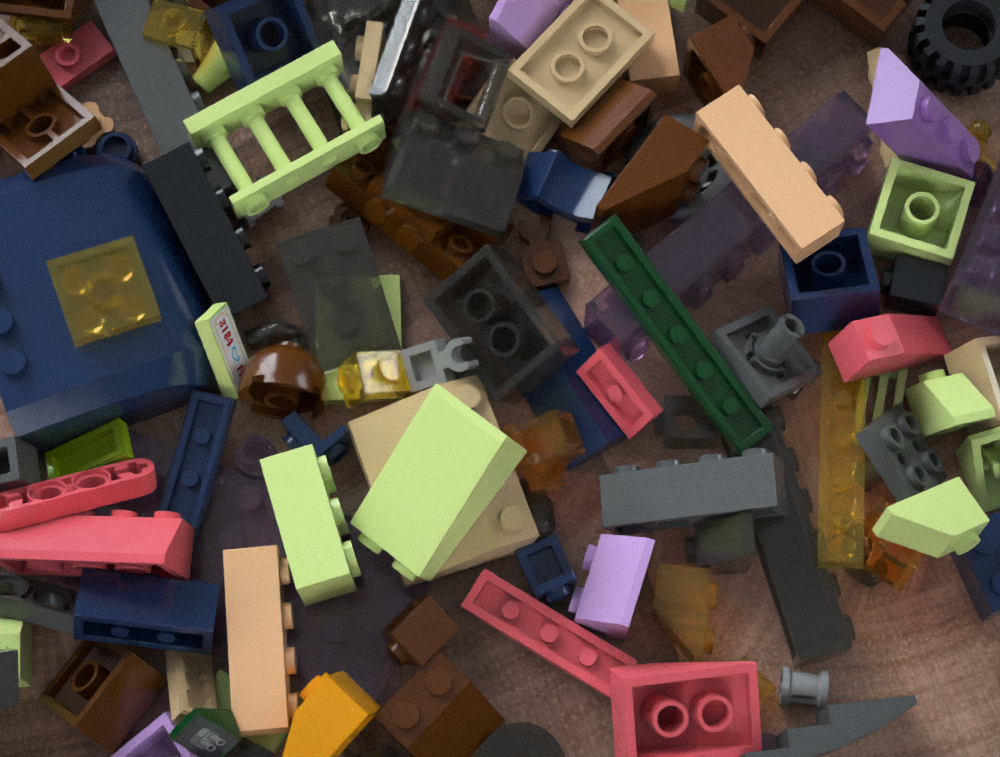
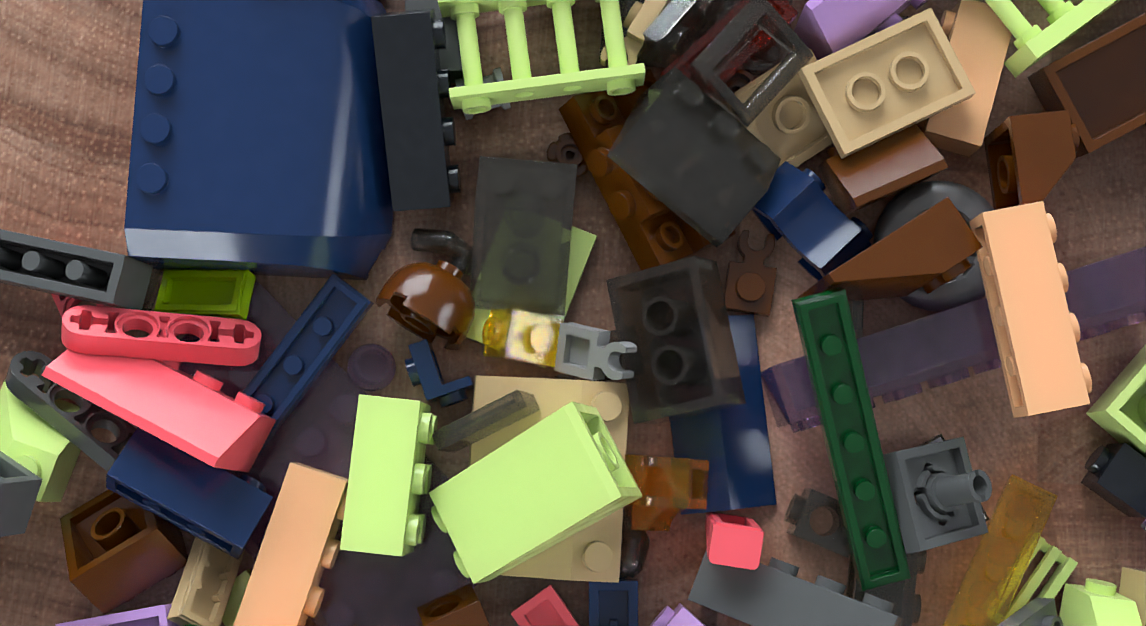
camera: 25 degrees right, 10 degrees up
(103, 291) = (272, 142): clear yellow plate -> none
(223, 347) = (381, 241): tile -> none
(372, 449) = (485, 421): none -> clear smoke tile
(617, 457) = (733, 540): none -> coral slope
(619, 391) = (768, 462): coral plate -> none
(831, 283) = (1040, 454): dark blue brick -> none
(887, 345) = (1069, 536): coral slope -> none

